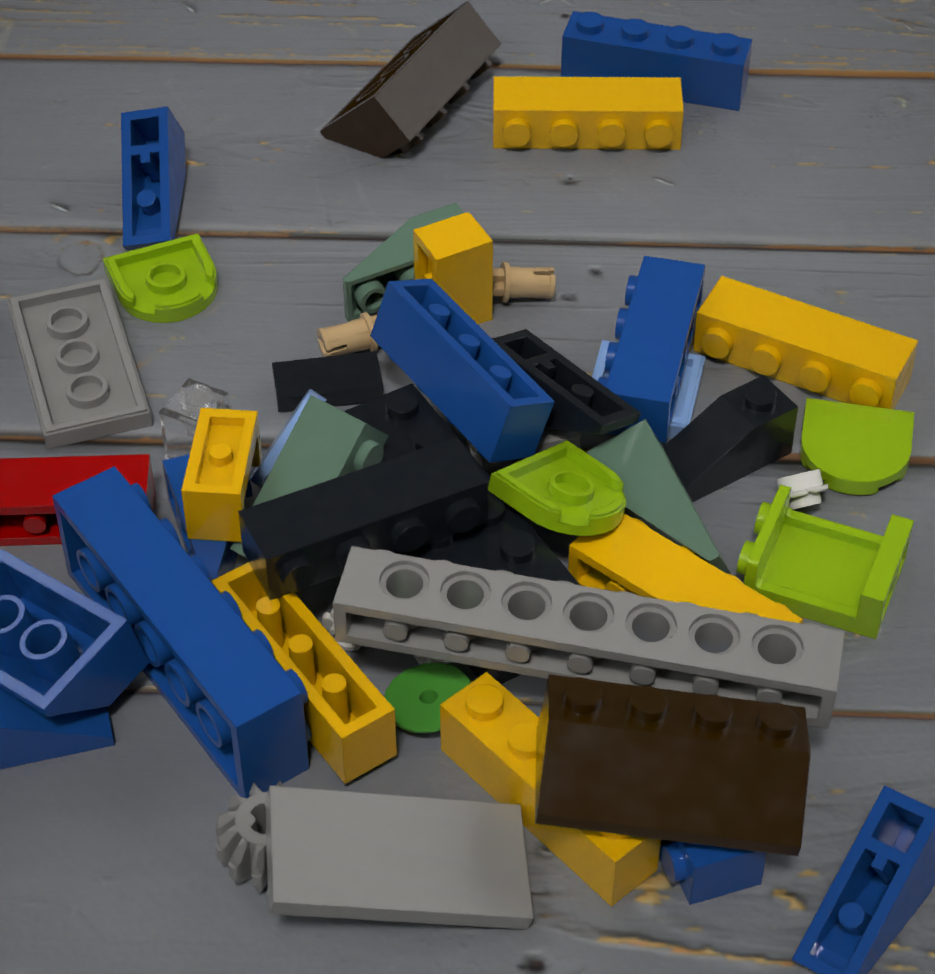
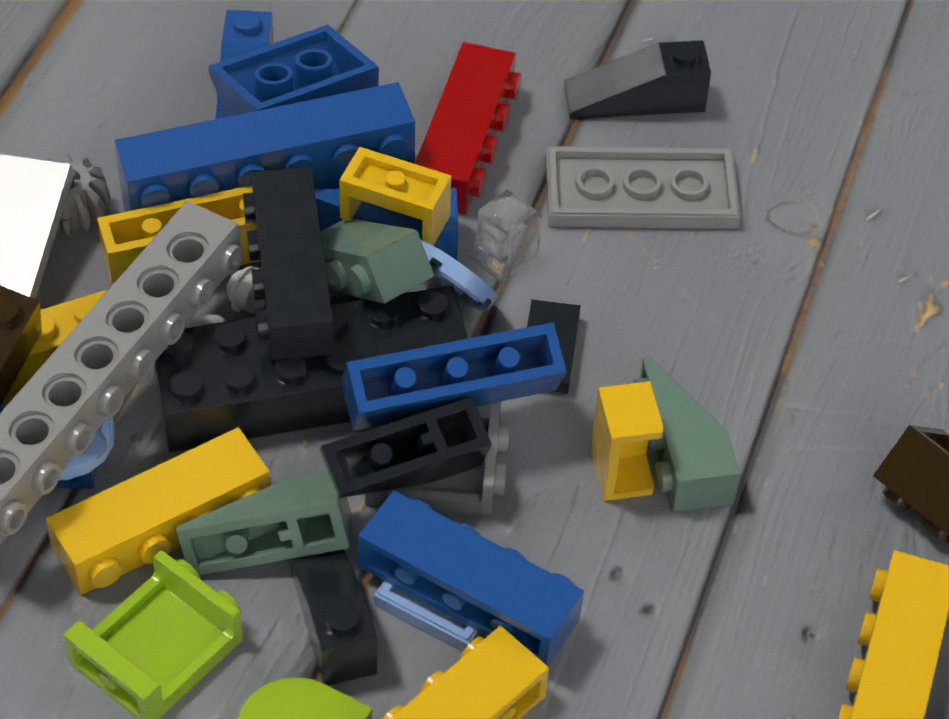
camera: 105 degrees right, 5 degrees up
(151, 176) = (878, 267): blue slope -> none
(164, 280) = (734, 264): lime tile -> none
(348, 337) = (598, 371): tan axle -> none
(523, 282) = (633, 507): tan axle -> none
(563, 491) = (282, 425): lime tile -> none
(804, 488) = (253, 653): white plate -> none

